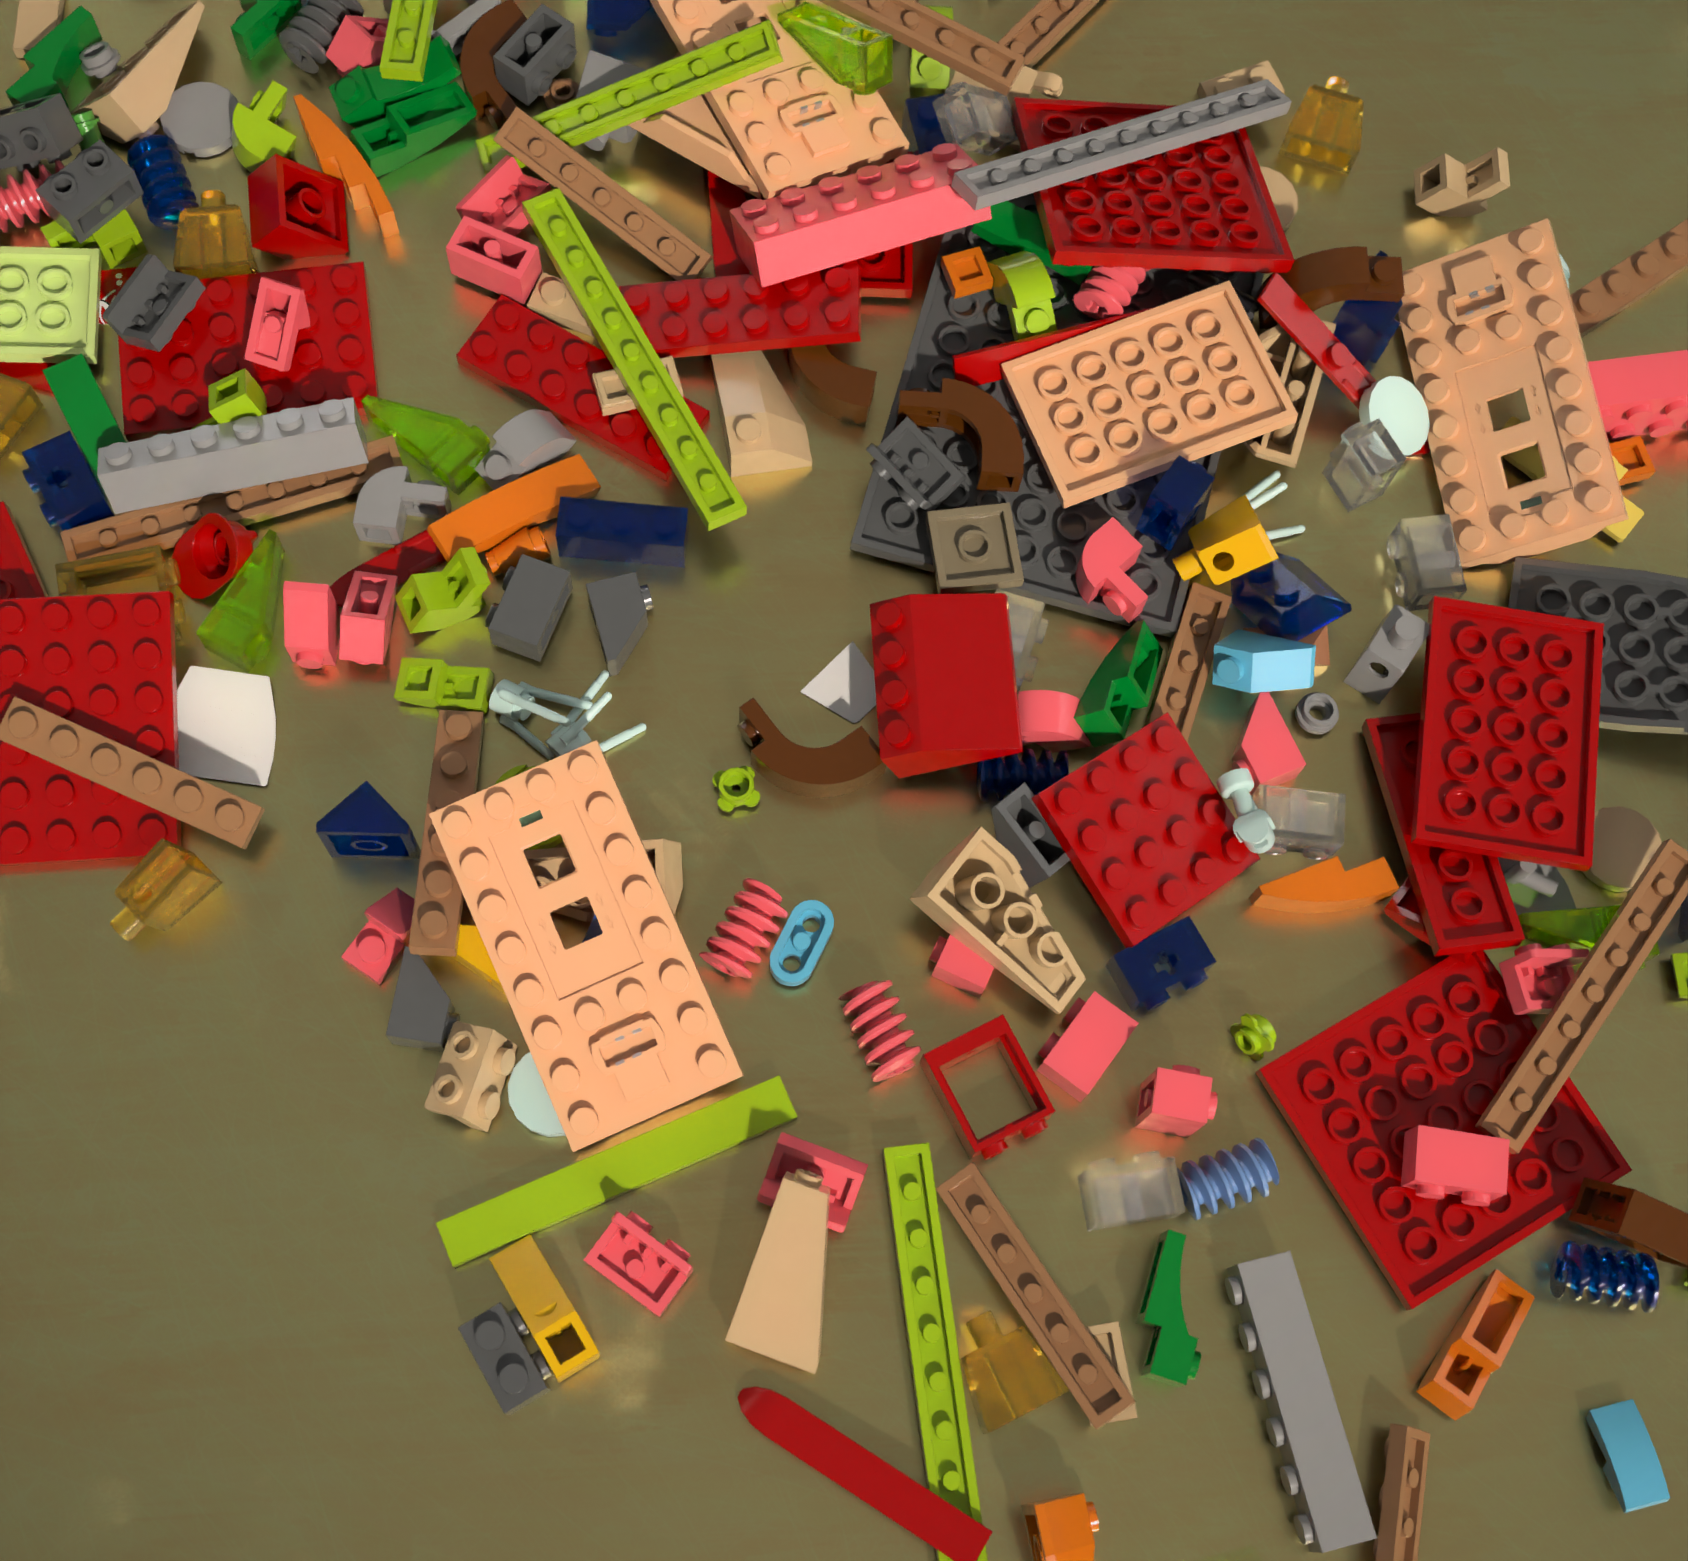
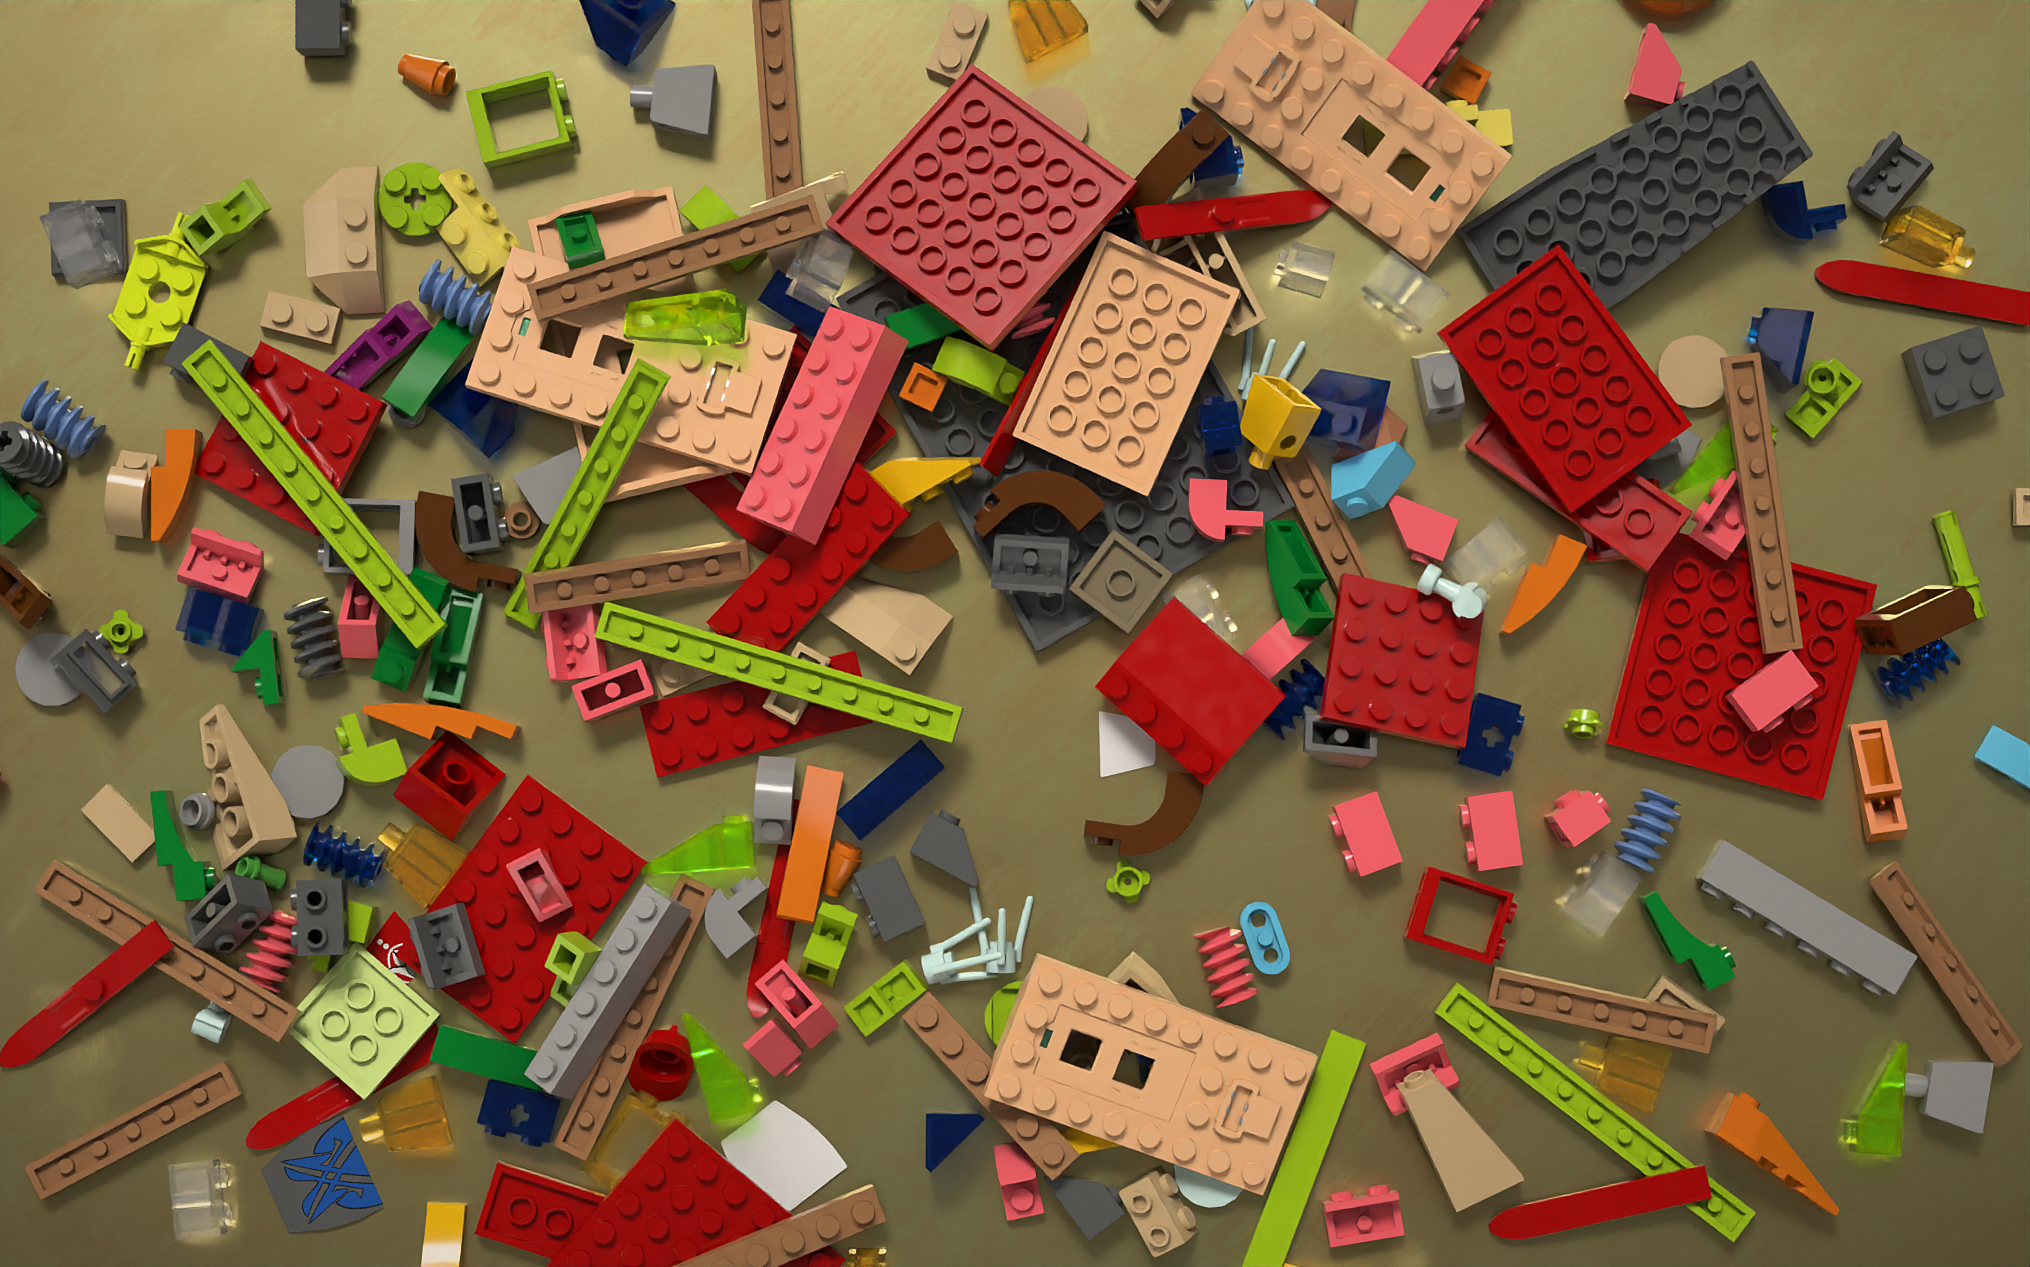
camera: 35 degrees left, 15 degrees up
(880, 1029) = (1364, 943): coral piece -> none
(898, 331) = (922, 477): none -> yellow slope
(991, 910) = (1364, 812): tan wedge -> none
(1119, 144) = (941, 198): light grey plate -> none
(1325, 705) = (1441, 468): light grey plate -> none
(1399, 409) = (1292, 209): light aqua tile -> none

